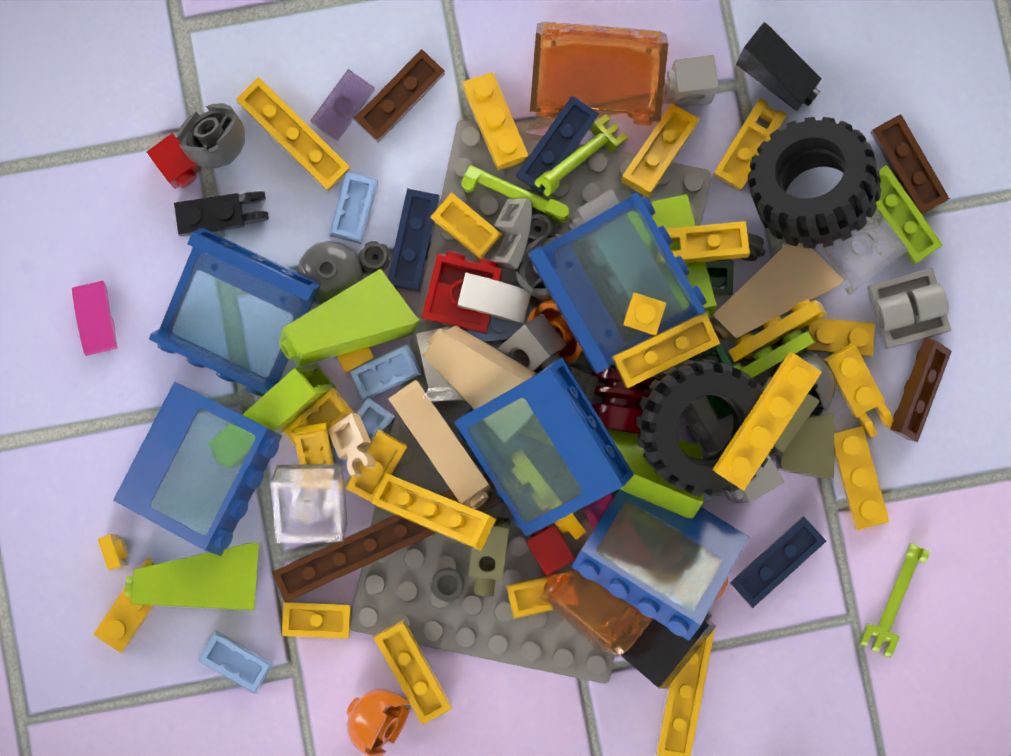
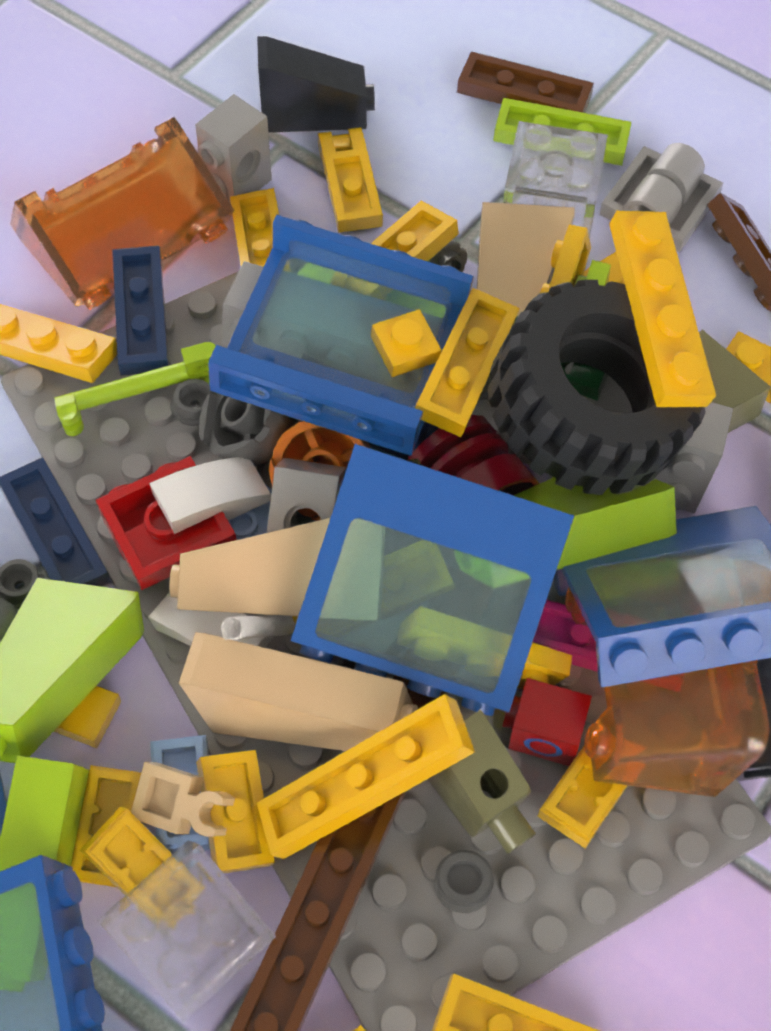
camera: 45 degrees left, 25 degrees down
(386, 372) = (146, 697): light blue plate -> none
(466, 226) = (103, 459): yellow plate -> none
(515, 225) = (168, 418): light grey slope -> none
(602, 137) = (181, 280): lime hinge -> none
(807, 147) = (492, 126): black tyre -> none
(858, 387) = (714, 301): yellow hinge -> none

